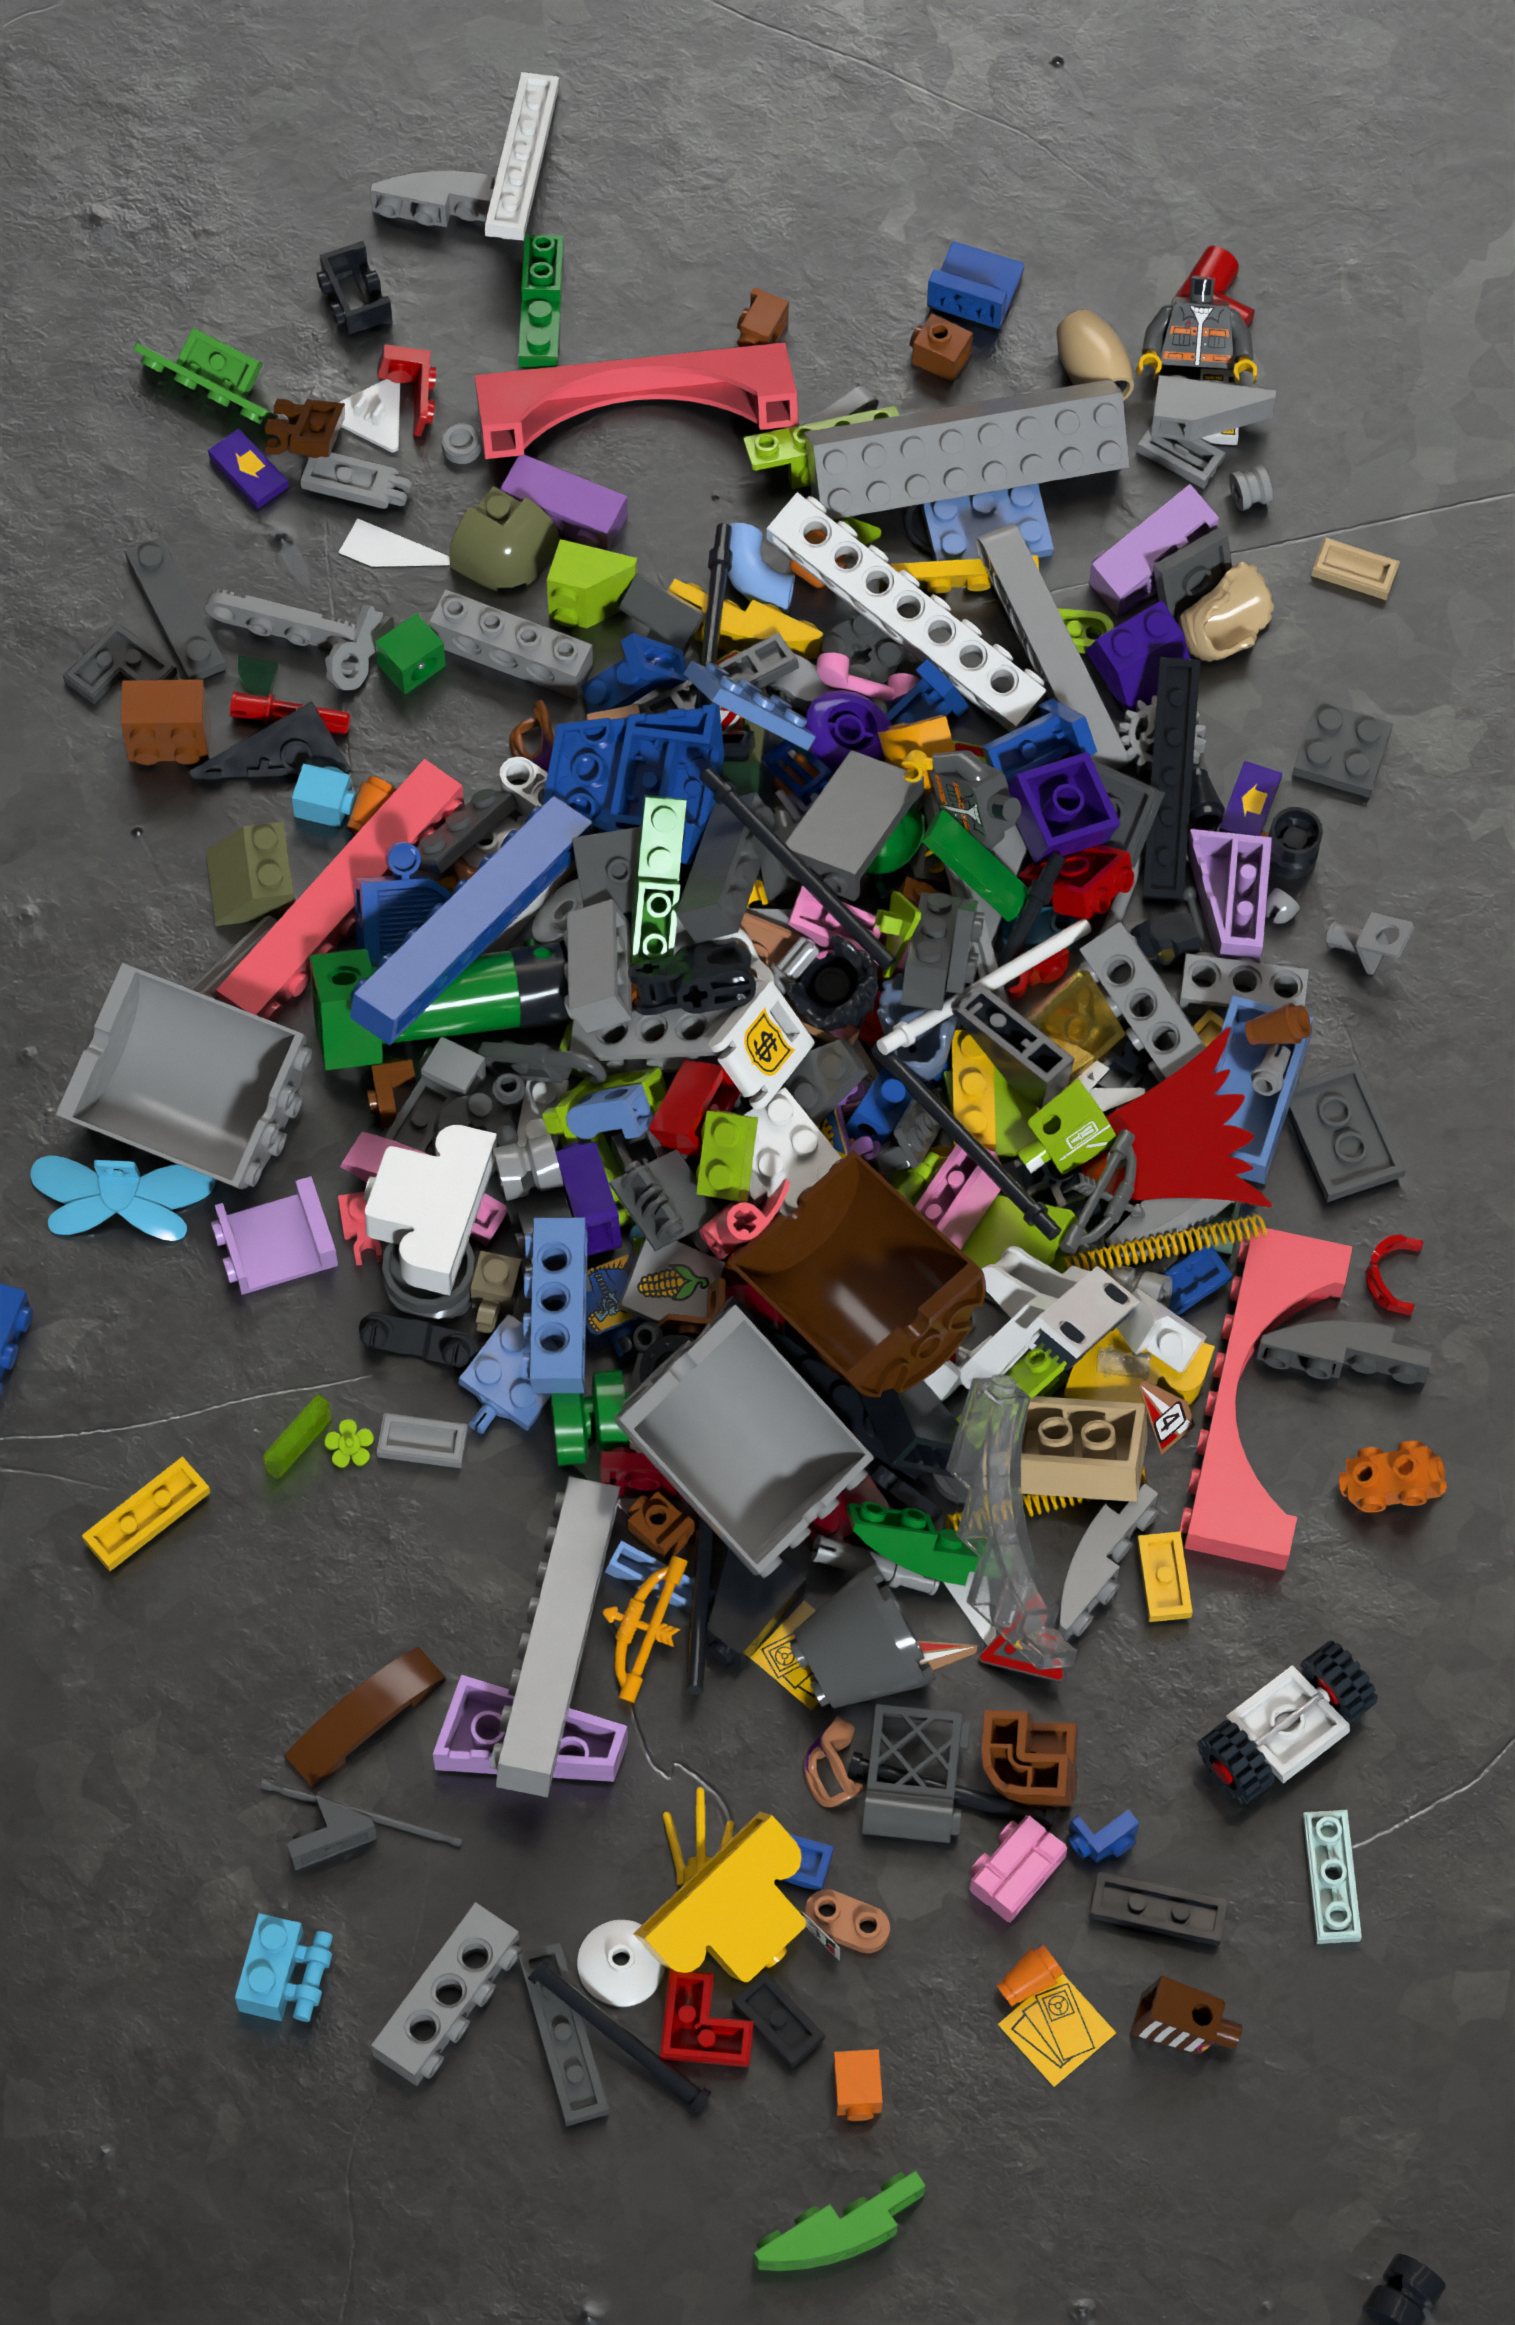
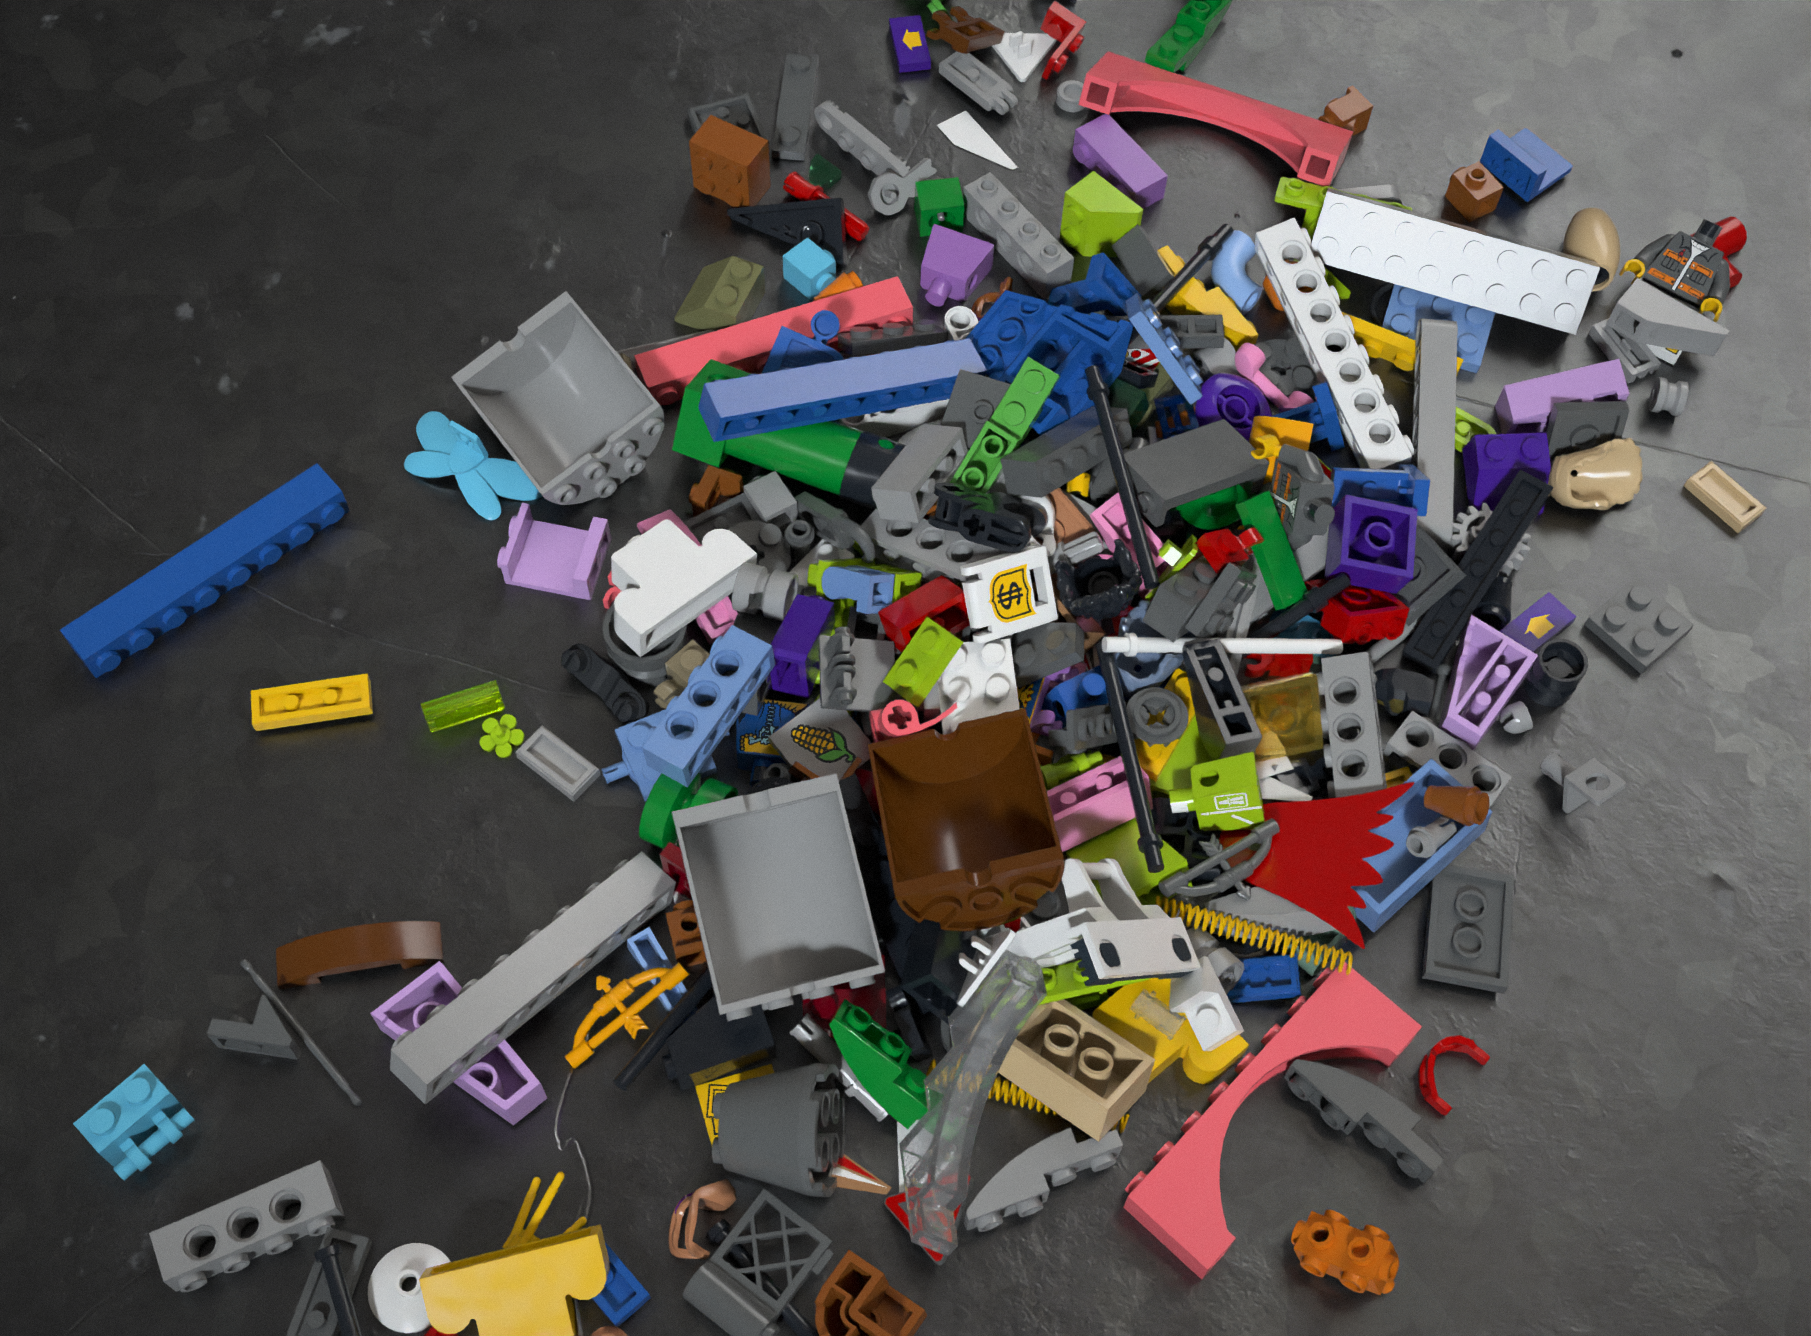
camera: 30 degrees right, 5 degrees down
(465, 713) = (953, 265): none -> medium lavender torso
(503, 542) = (1053, 162): olive brick -> none
(941, 892) = (1224, 547): none -> red plate
(951, 1400) = (987, 954): none -> white piece
(982, 1082) = (1155, 701): none -> dark grey gear
(1164, 1576) = (1088, 1223): yellow plate -> none
(1167, 1413) = (1171, 1080): sticker -> none

